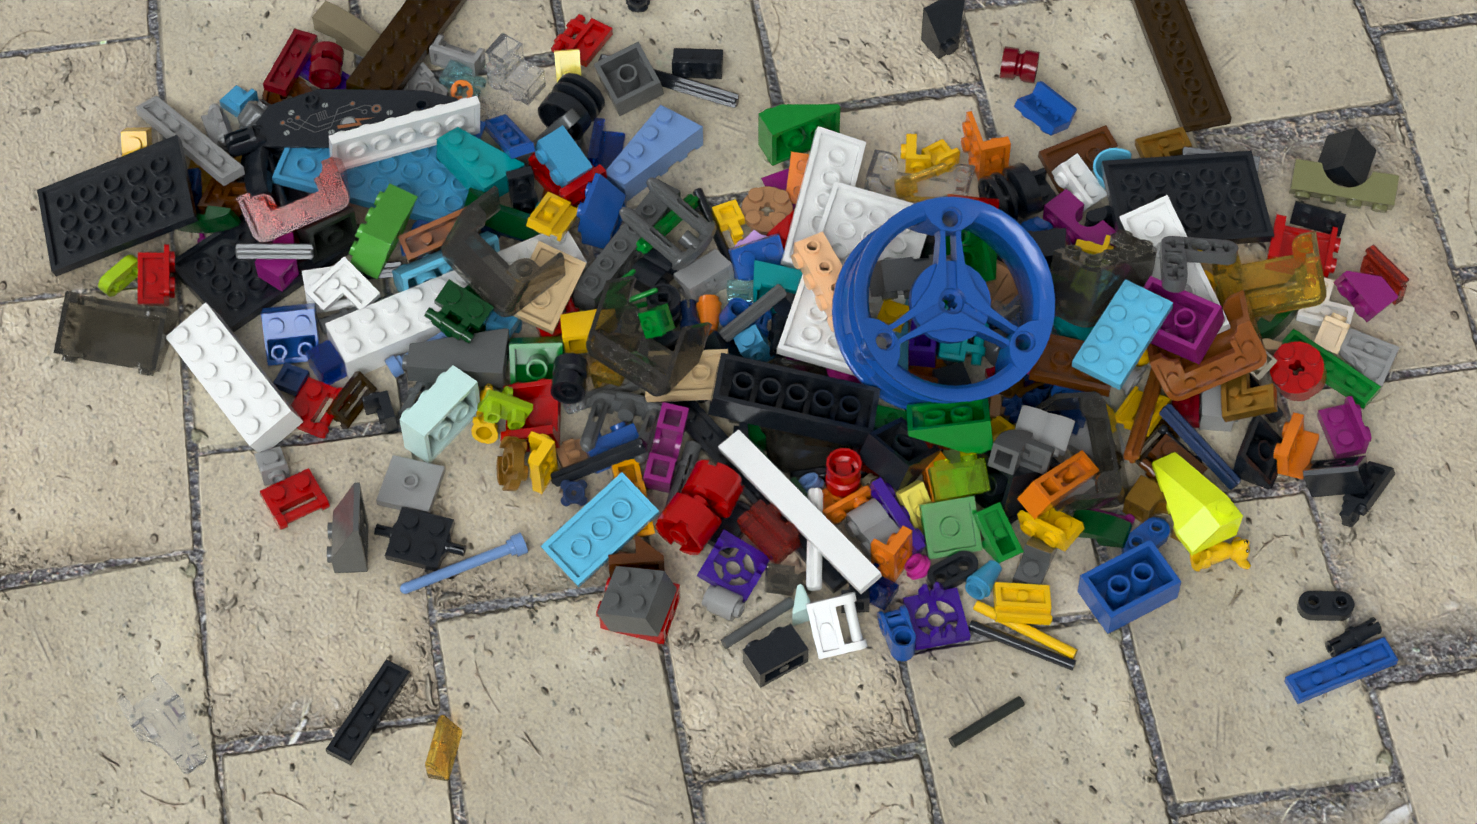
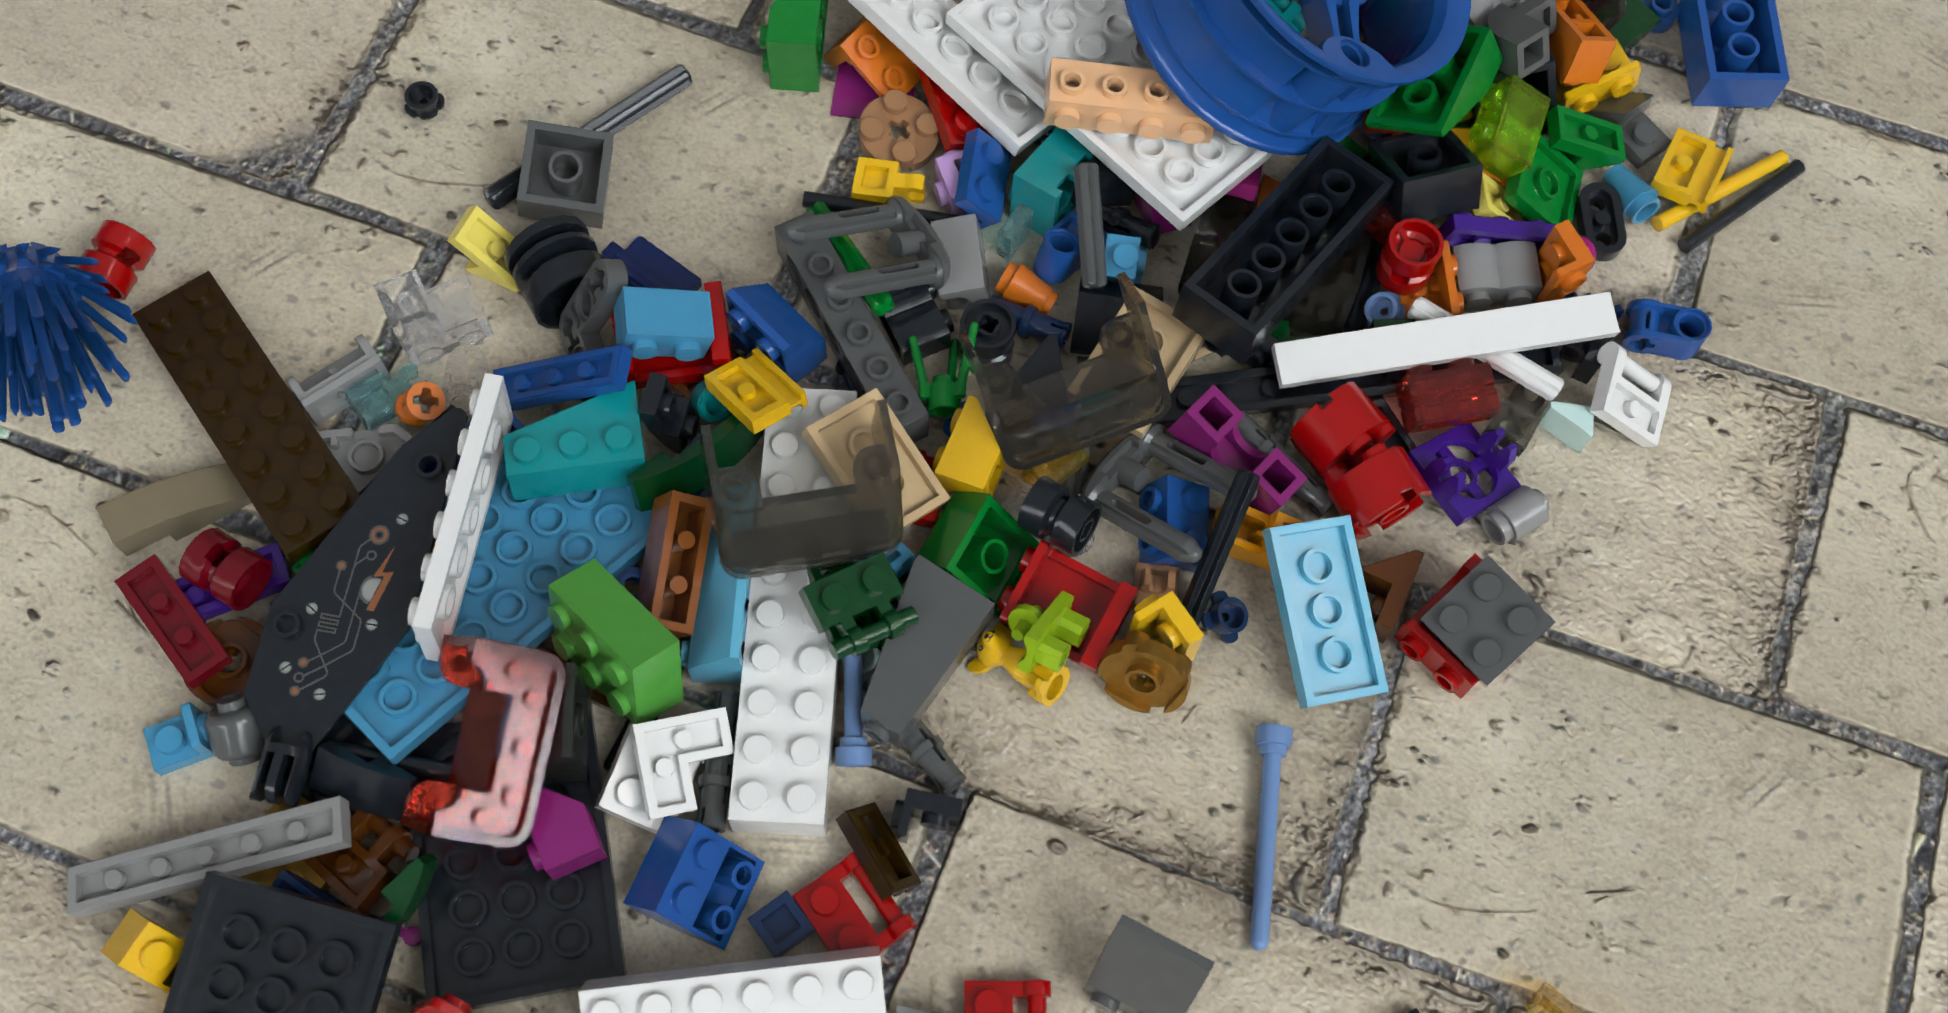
camera: 65 degrees left, 10 degrees up
(216, 125) = (210, 800): light grey hinge -> none
(274, 251) = (551, 828): axle -> none
(326, 363) = (786, 855): clear blue panel -> none
(410, 484) = (1079, 841): light grey plate -> none
(420, 539) = (1187, 874): black plate -> none
(440, 414) = (998, 731): light aqua brick -> none
(589, 40) = (446, 194): red plate -> none
(654, 148) = (702, 207): medium blue wedge -> none
(656, 321) = (1036, 351): green bracket -> none
(697, 63) = (586, 85): black bracket -> none
(757, 622) = (1558, 491): dark grey bar -> none
(775, 655) = (1632, 494): black brick -> none
(937, 634) = (1690, 259): dark purple piece -> none
(986, 721) = (1837, 304): pearl dark grey bar -> none

